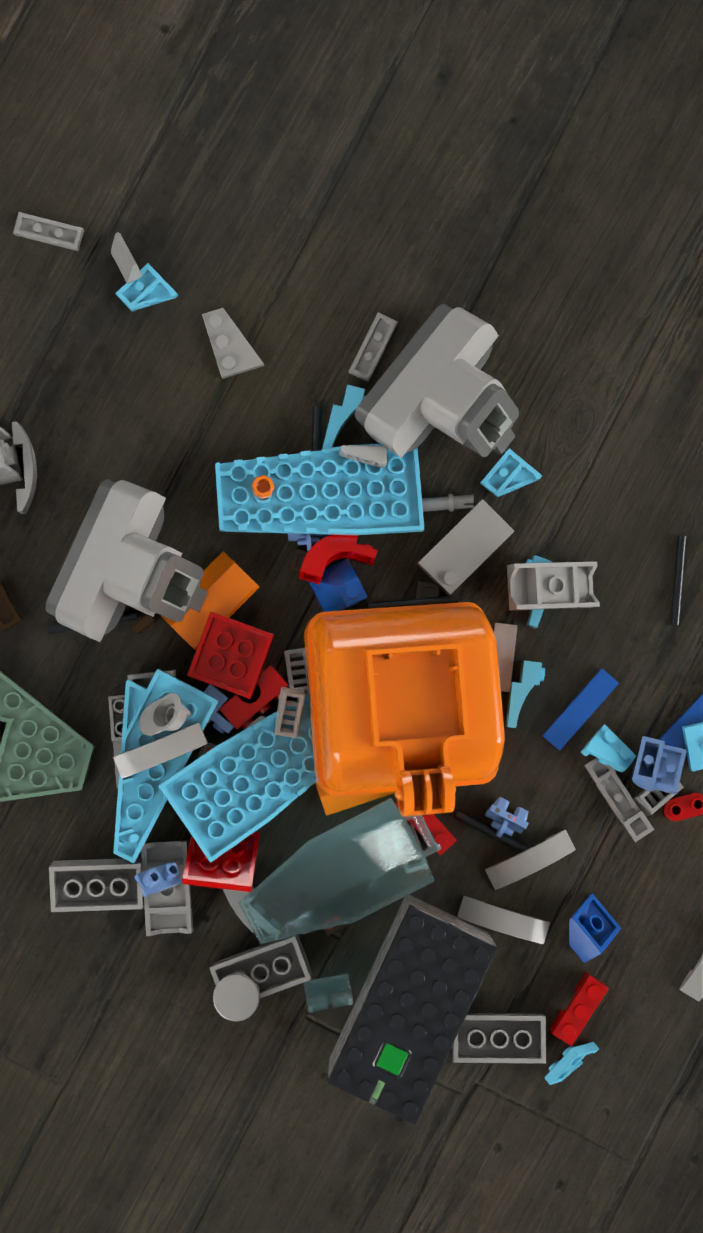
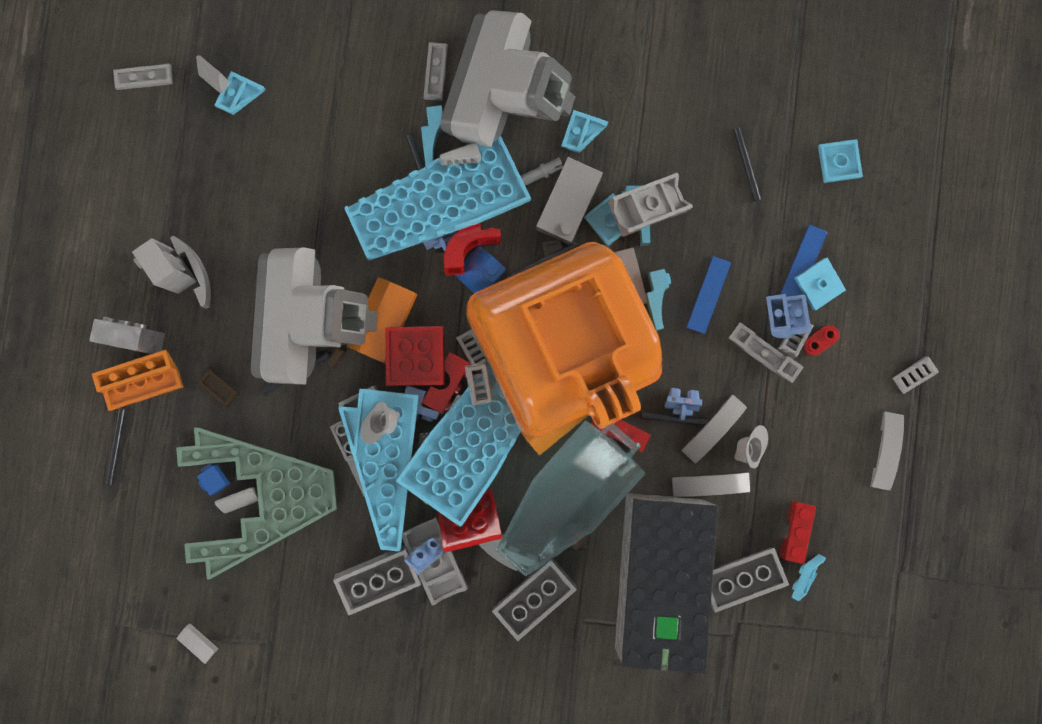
camera: 15 degrees left, 0 degrees up
(160, 750) = (386, 452): light grey slope -> none
(229, 345) = (320, 112): light grey wing -> none
(236, 997) = (522, 626): light grey tile -> none
(262, 487) = (389, 211): orange tile -> none
(327, 991) = (593, 594): clear light blue piece -> none
(494, 584) = (603, 222): none -> medium azure plate
(563, 897) = (752, 447): none -> light grey piece
(591, 929) = (784, 465): blue slope -> none
(609, 749) = (744, 318): medium azure wing -> none

